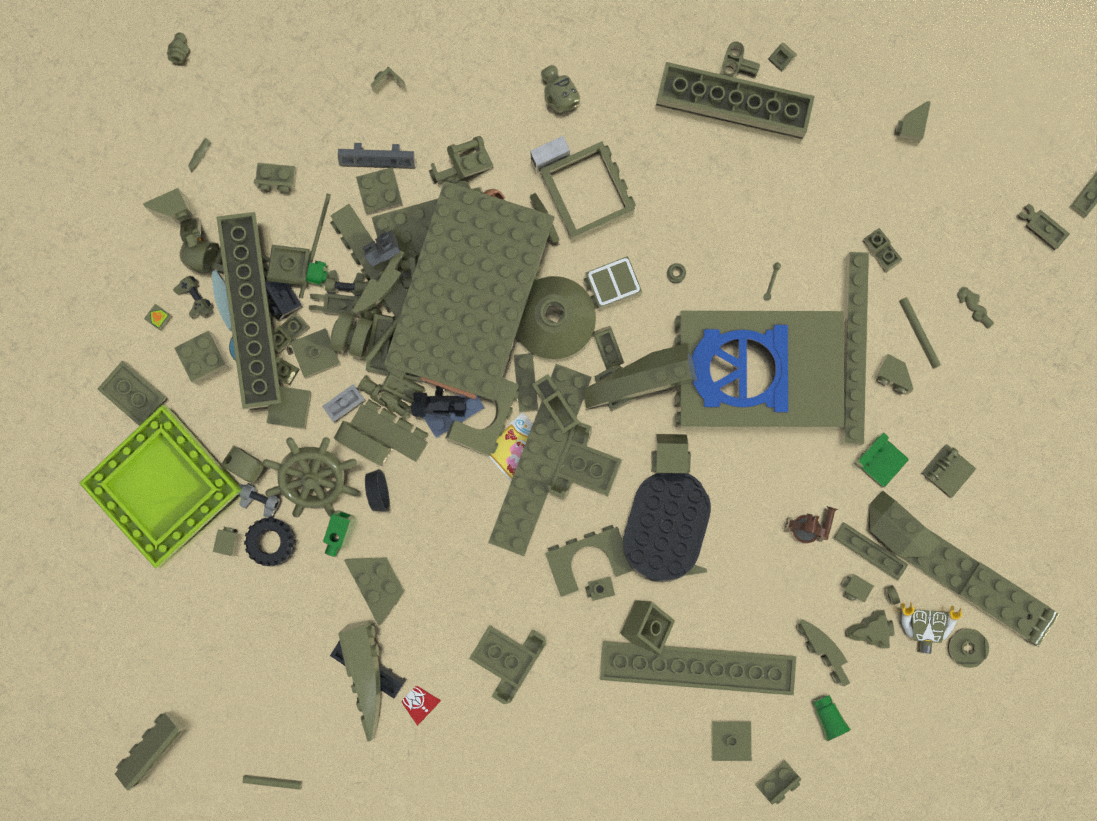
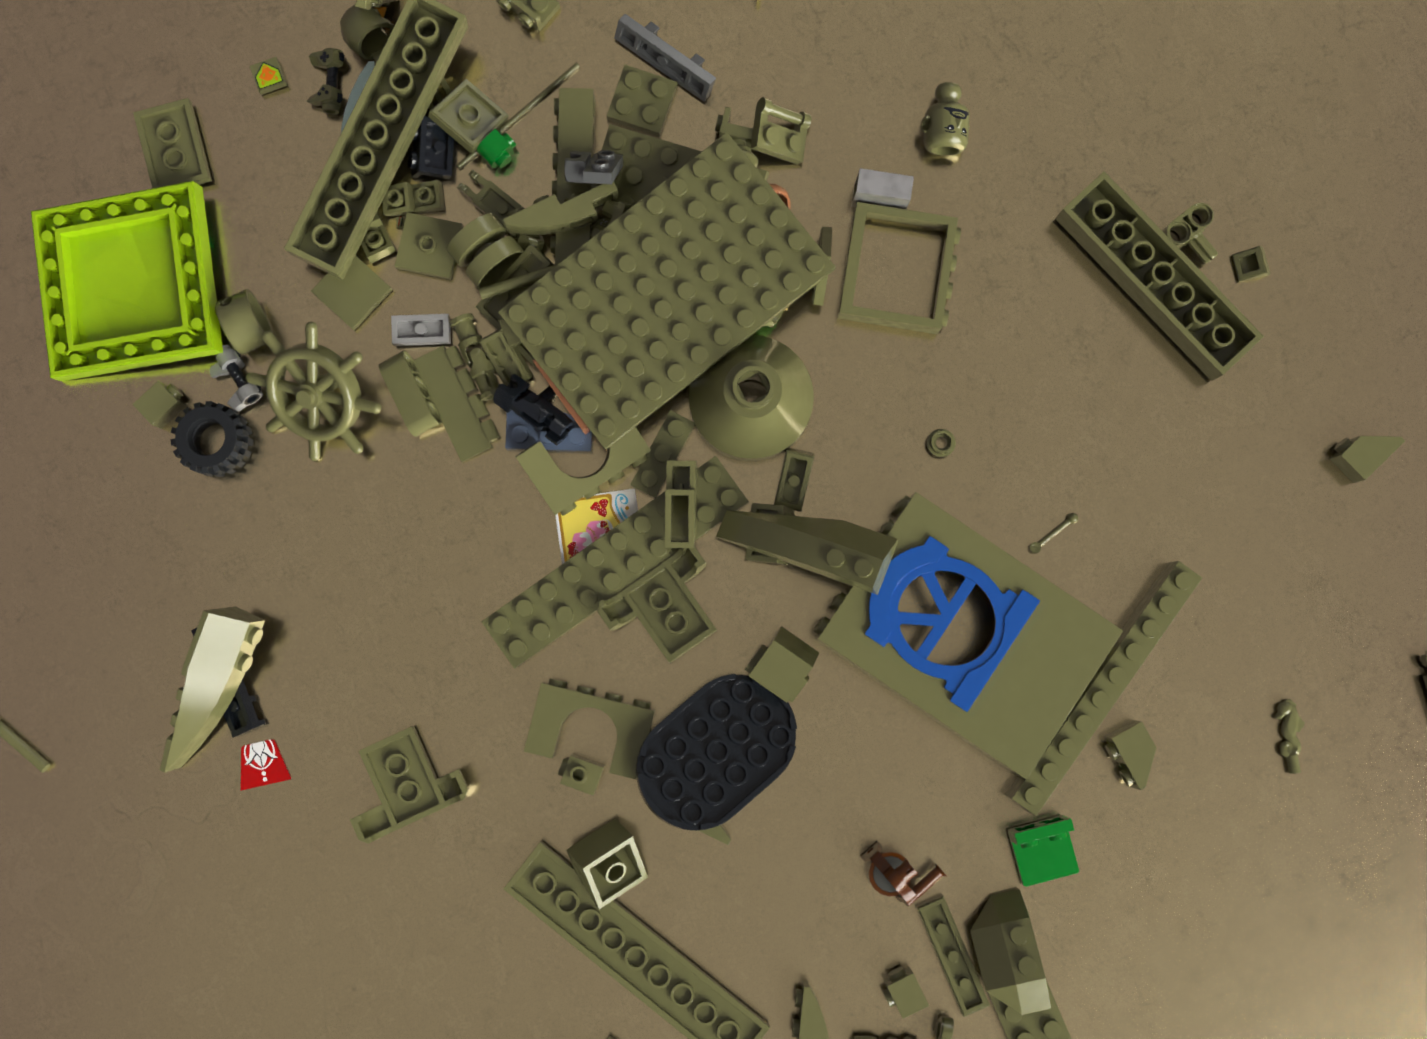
camera: 25 degrees right, 0 degrees up
(201, 357) = (285, 157): olive brick -> none
(332, 284) = (507, 177): olive piece -> none
(341, 525) = (304, 482): green torso -> none
(377, 491) = (394, 470): black tyre -> none
(377, 584) = (310, 580): olive wing -> none
(612, 283) = (852, 403): olive brick -> none
(882, 249) = (1218, 586): olive slope -> none
(920, 332) = (1198, 721): olive bar -> none
(949, 470) = (1120, 920): olive hinge -> none

